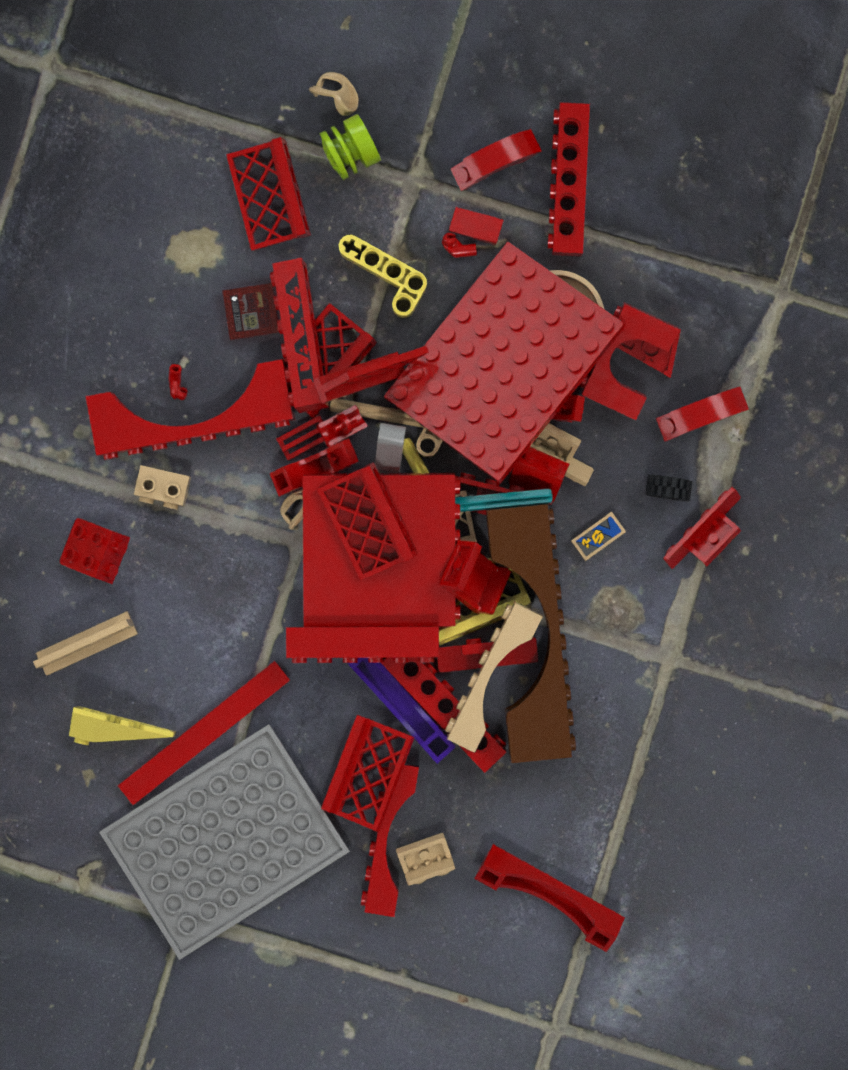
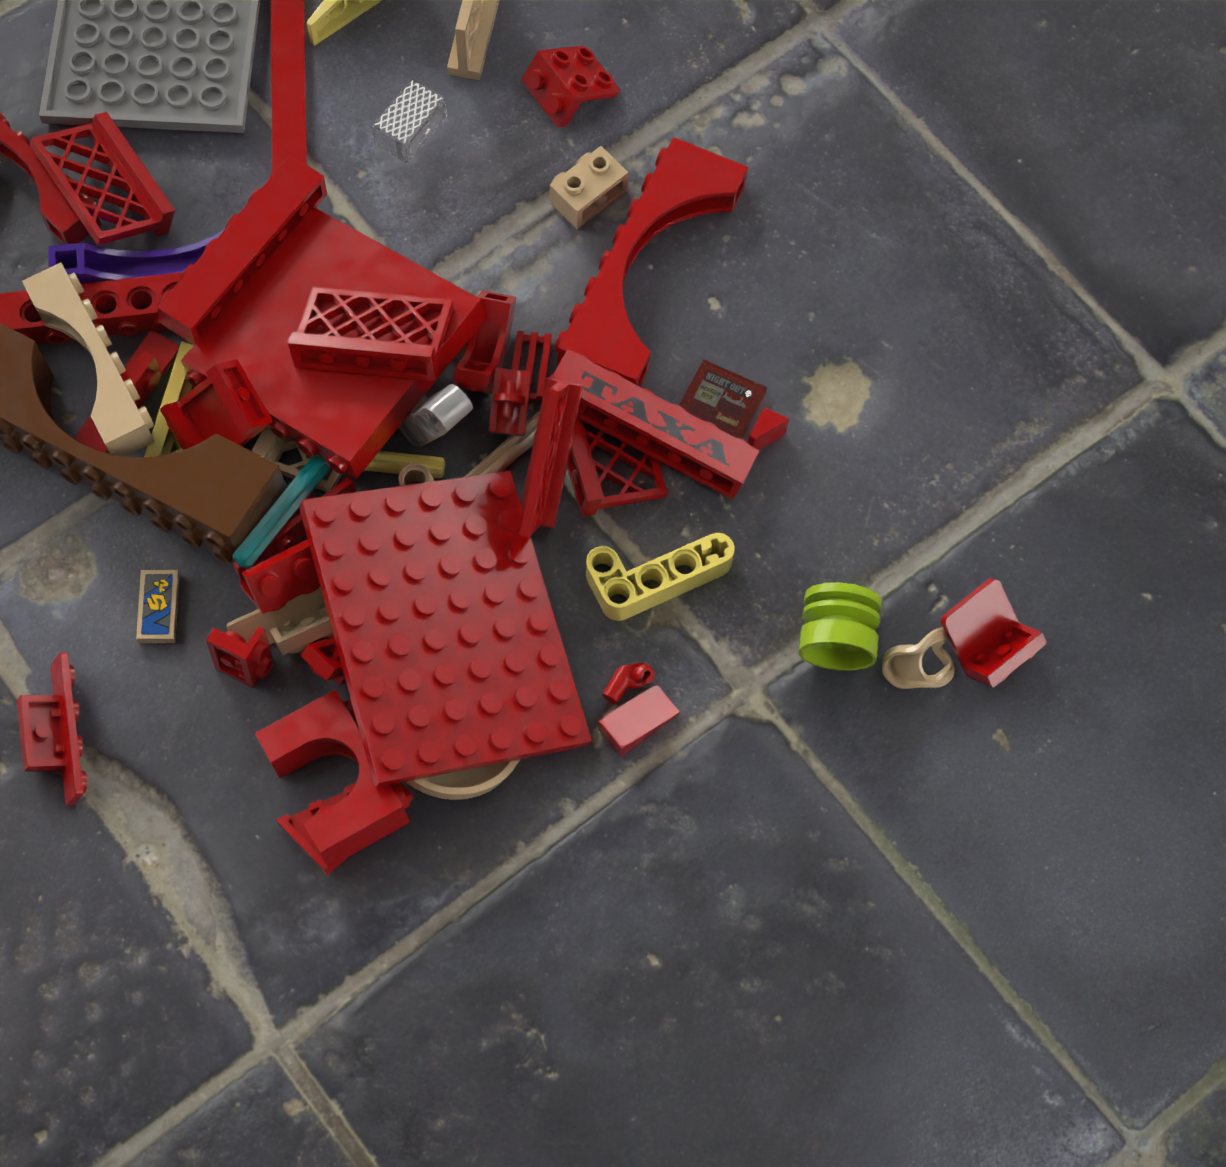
camera: 125 degrees right, 20 degrees down
(174, 378) = (693, 273): red arm -> none
(192, 627) = (409, 120): none -> clear panel
(251, 272) = (768, 429): none -> red slope
(289, 189) = (838, 532): red fence -> none
(295, 61) = (988, 635): none -> red bracket
(495, 157) = (704, 795): red arch -> none
(577, 115) = (683, 935): red brick -> none
(601, 464) = (241, 660): none -> red bracket
(669, 487) = (142, 716): black tyre -> none
(702, 413) = (195, 825): red arch -> none

